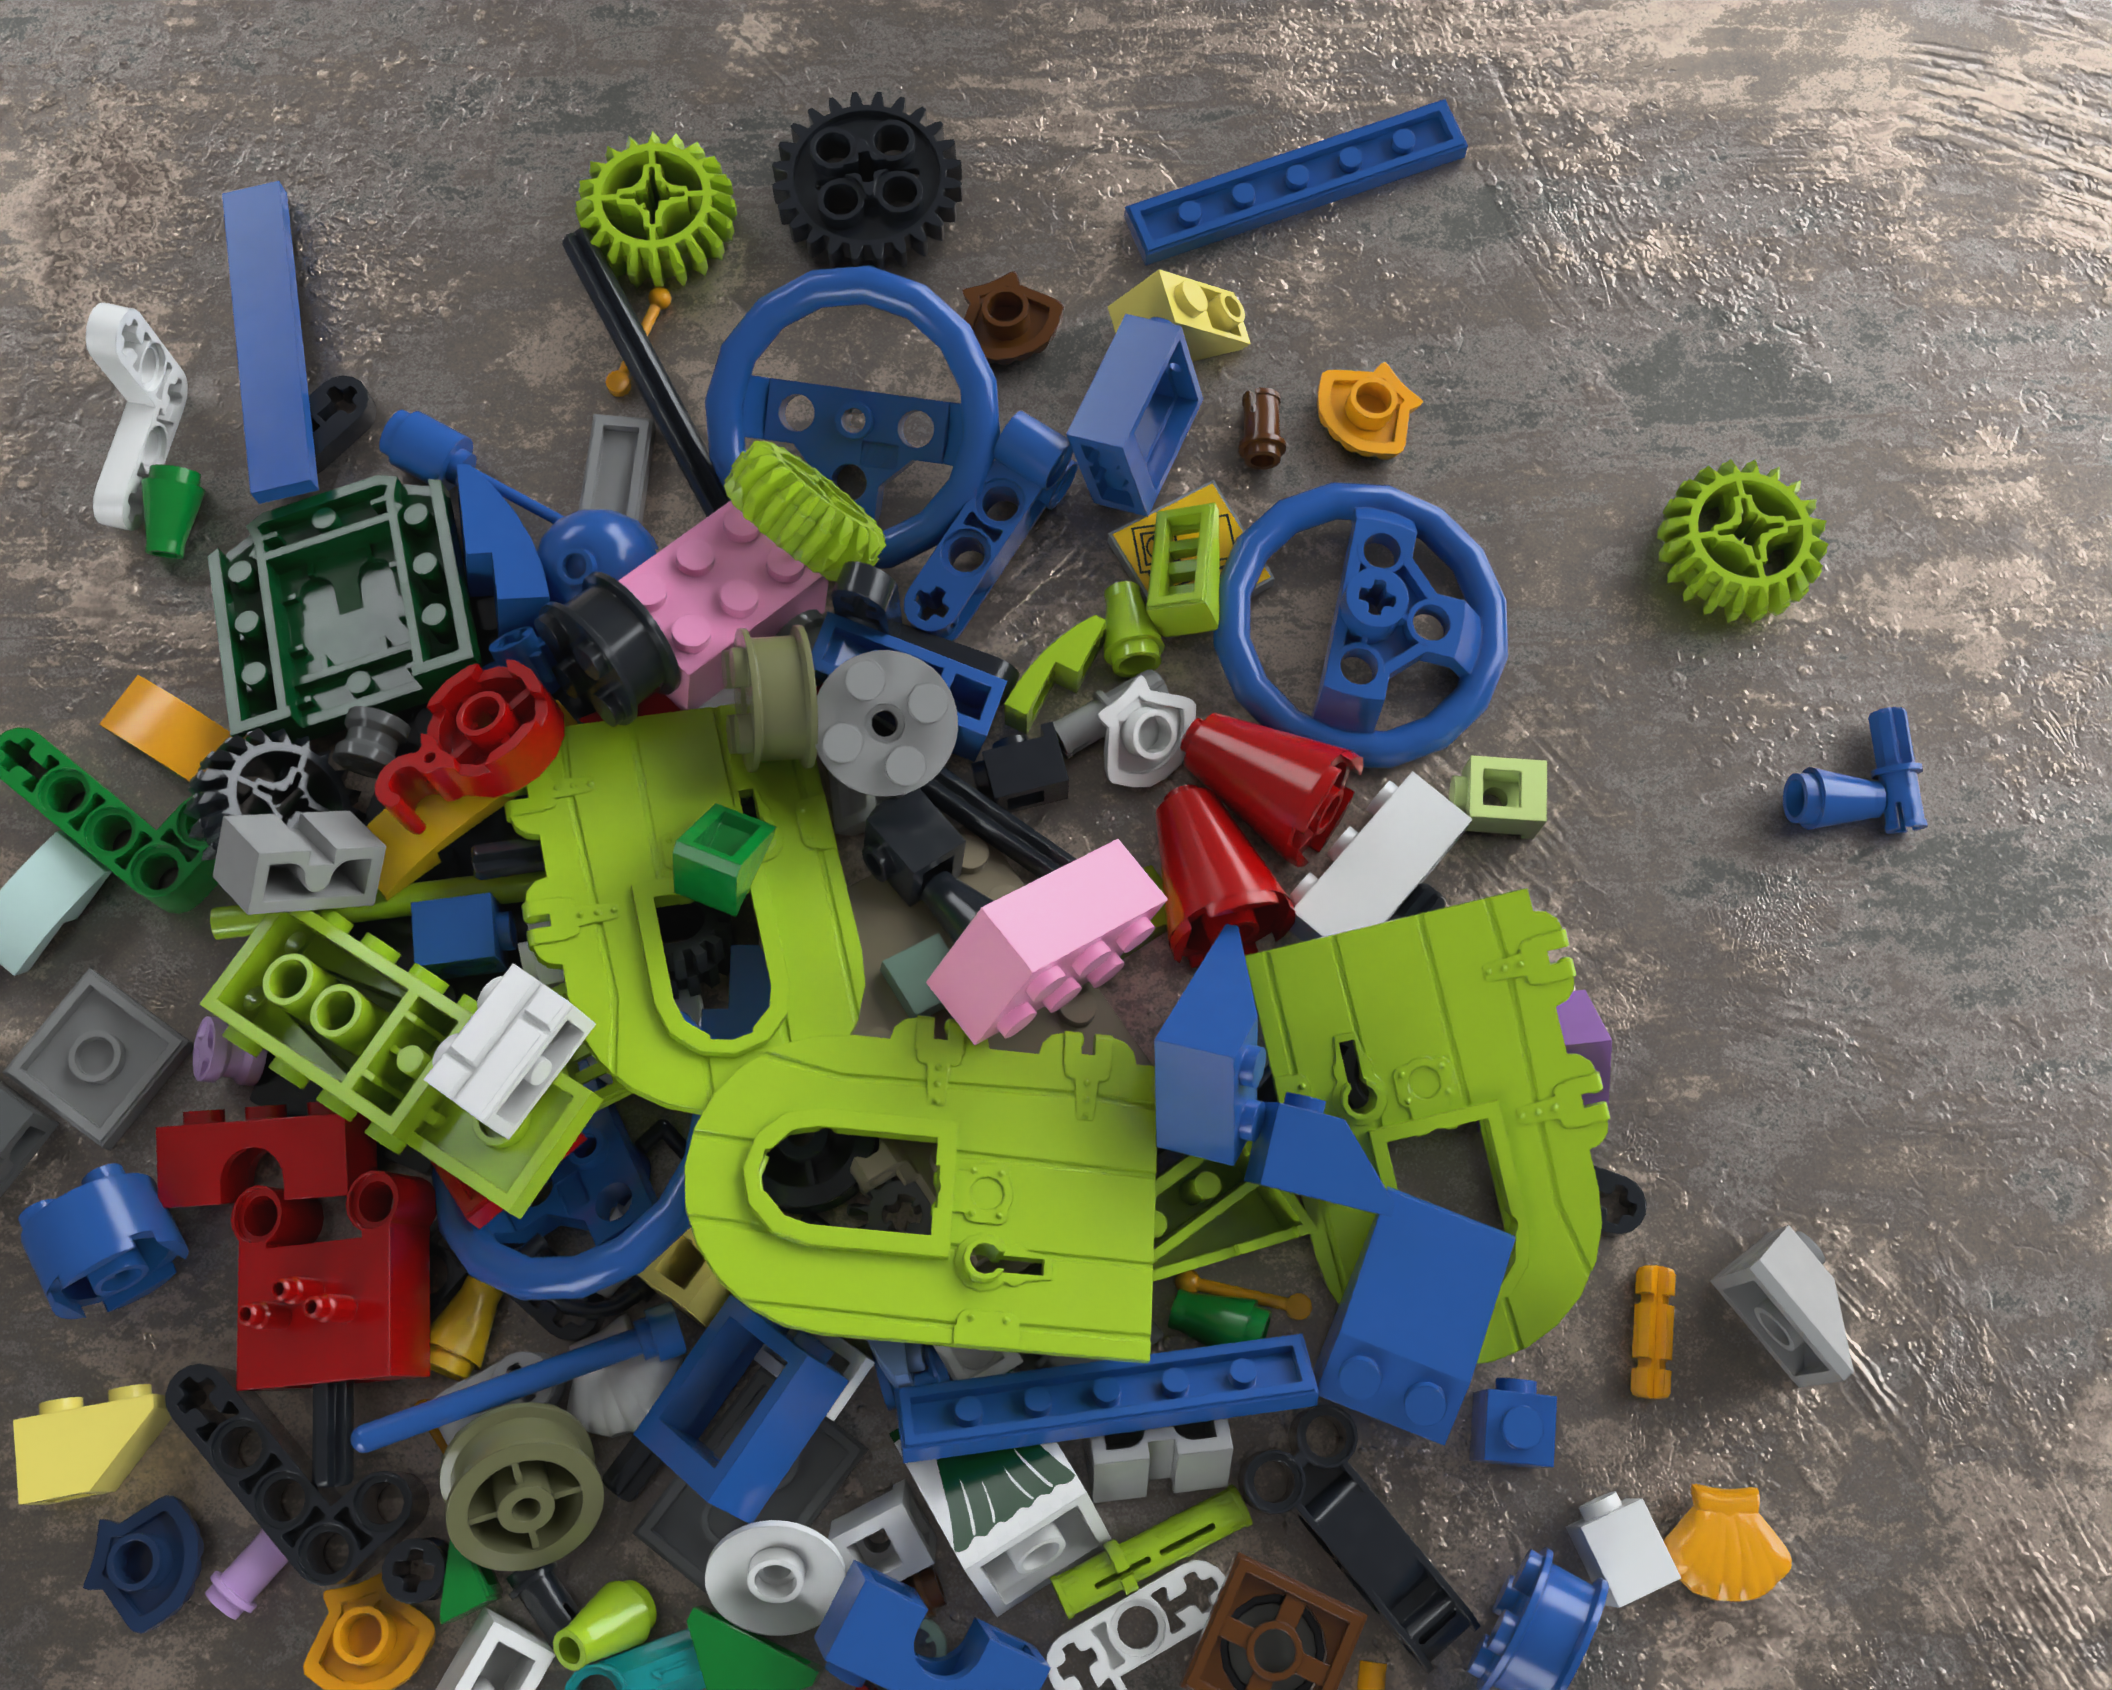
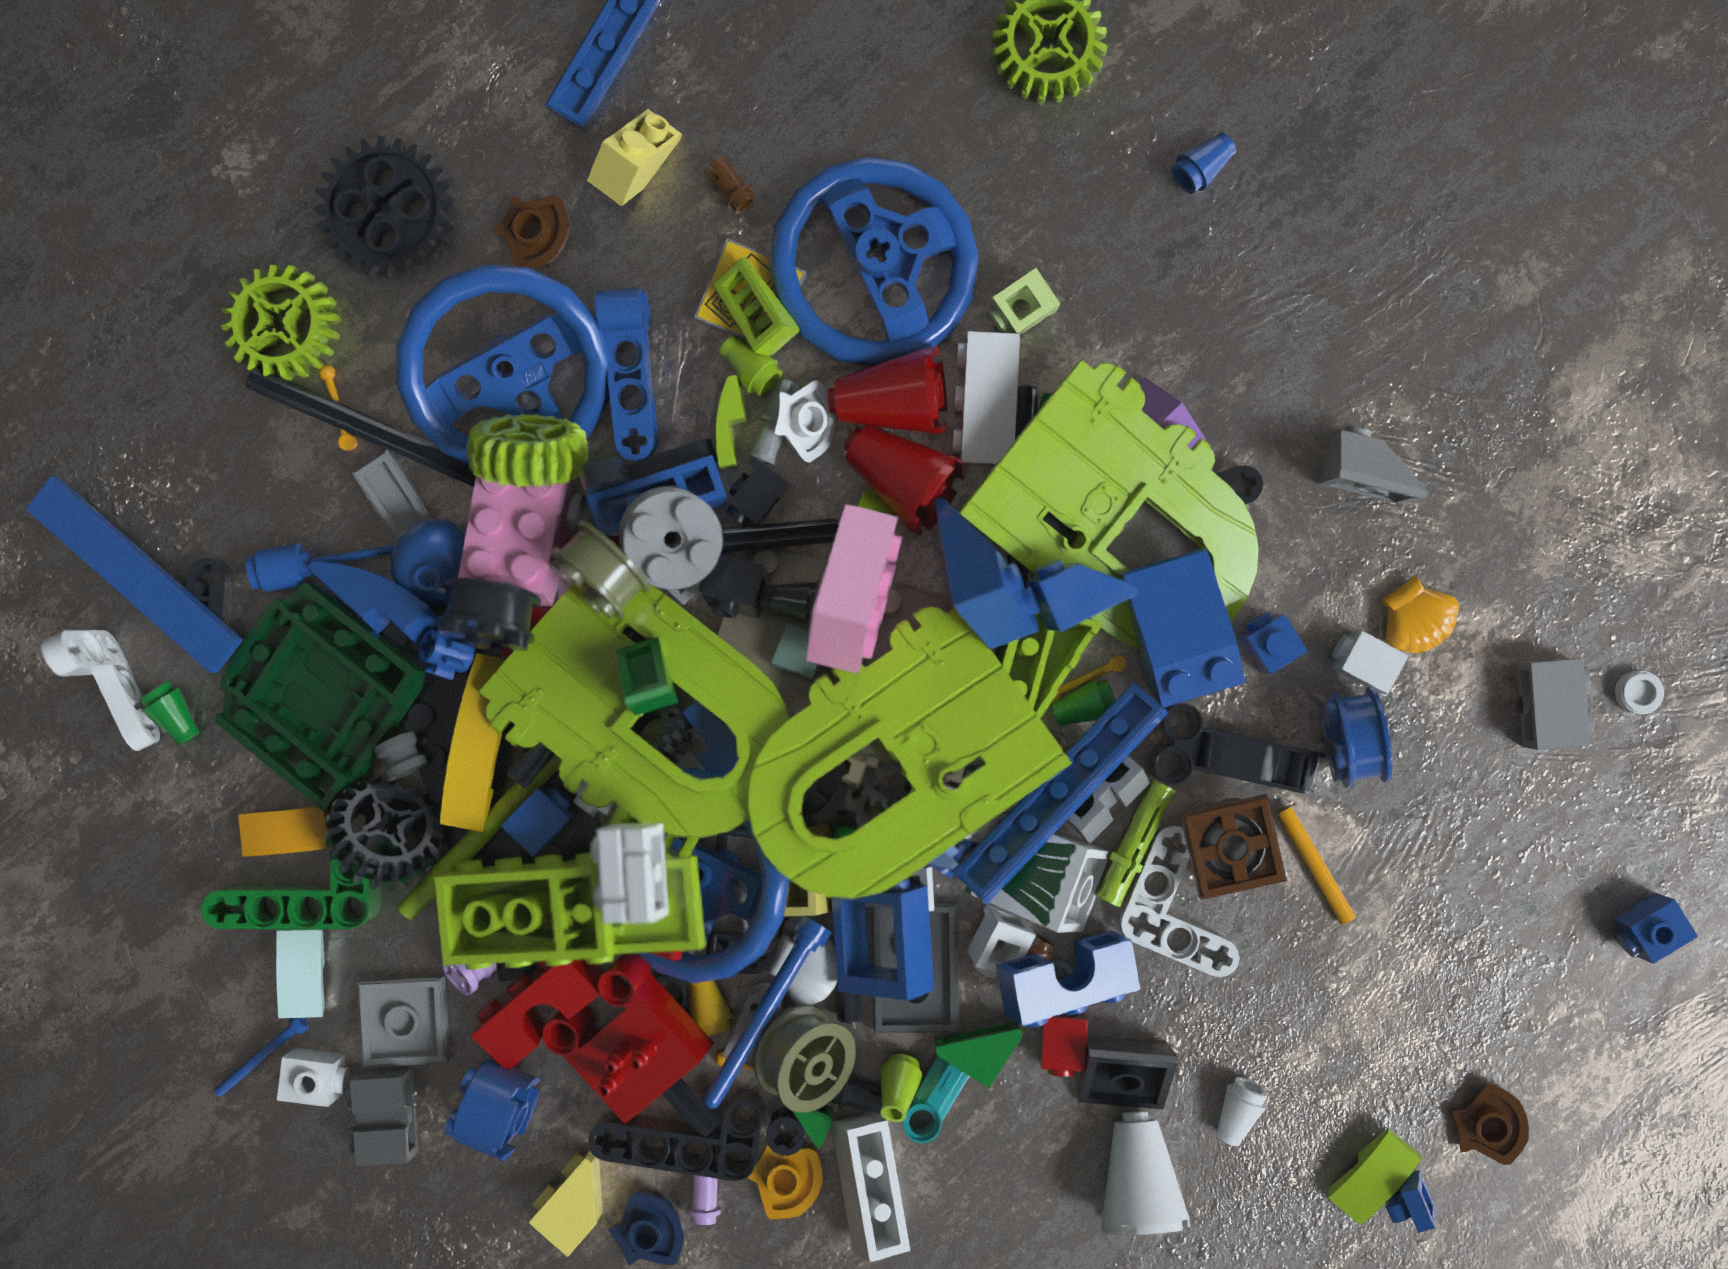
camera: 30 degrees left, 15 degrees up
(313, 866) = (431, 859): light grey brick -> none
(484, 740) = (467, 712): red piece -> none
(774, 1577) = (963, 1002): white dish -> none
(1136, 414) = (657, 238): blue window -> none
(1366, 410) = (780, 125): light orange animal -> none
(1653, 1332) = (1308, 536): light orange axle -> none
(1897, 770) = (1227, 116): blue axle -> none

